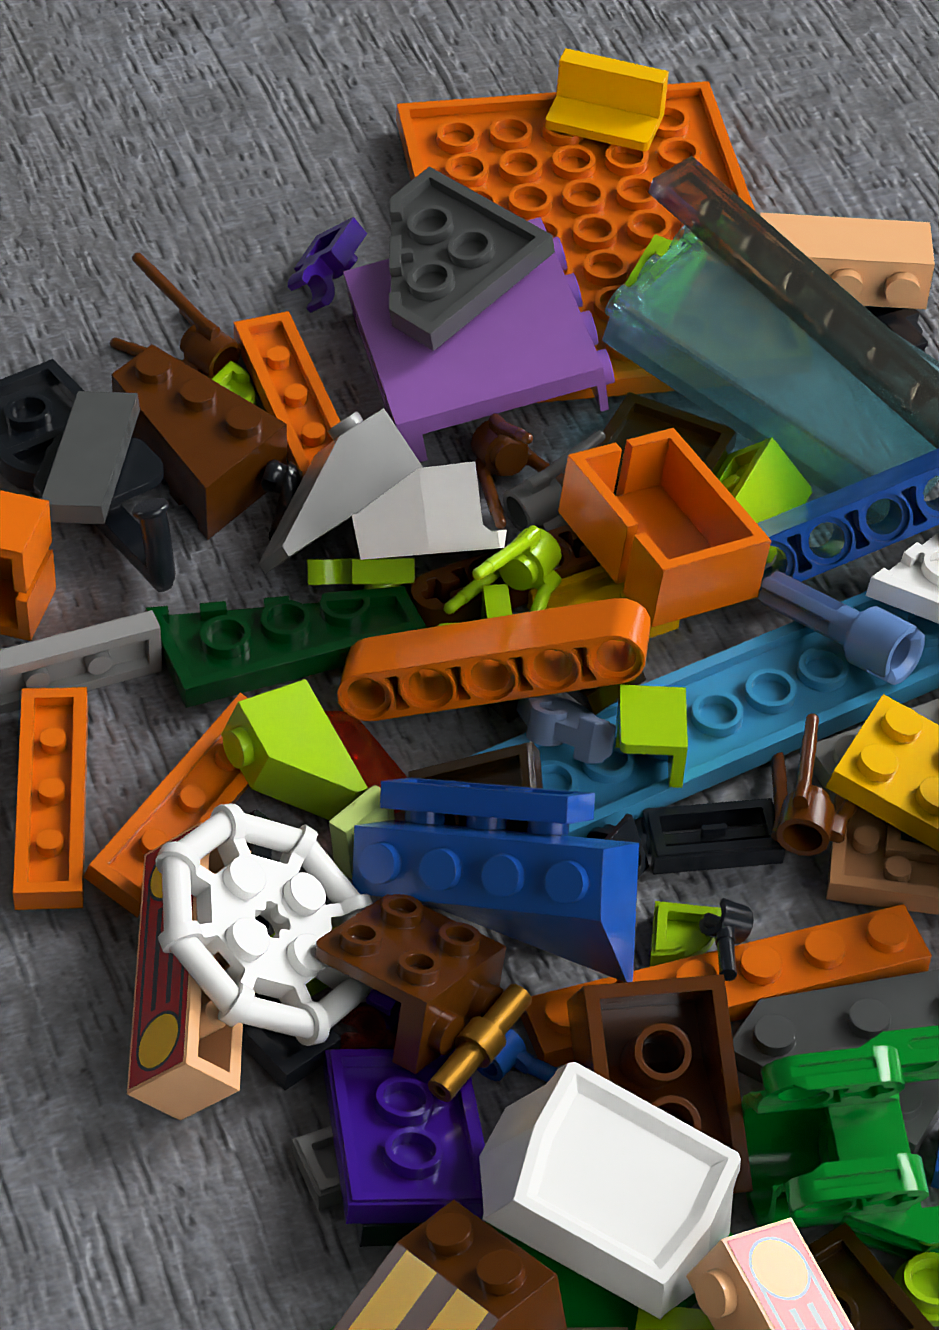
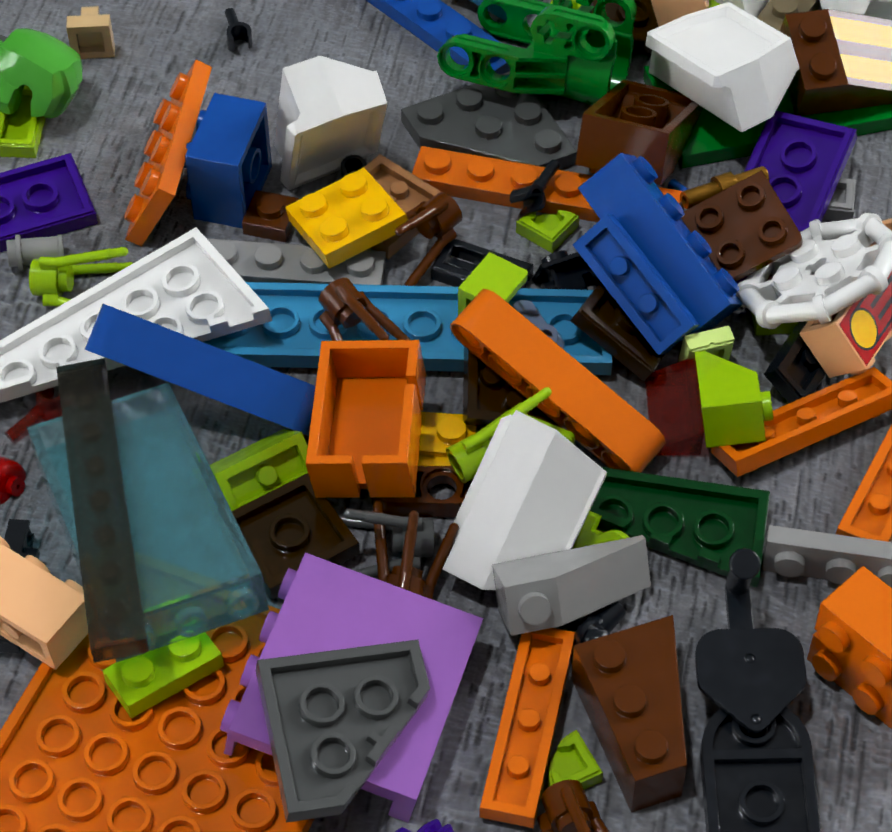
camera: 145 degrees left, 5 degrees up
(91, 456) = (752, 669): dark grey tile -> none
(797, 636) = (349, 307): none -> reddish brown plant
(870, 638) = (296, 293): medium blue piece -> none

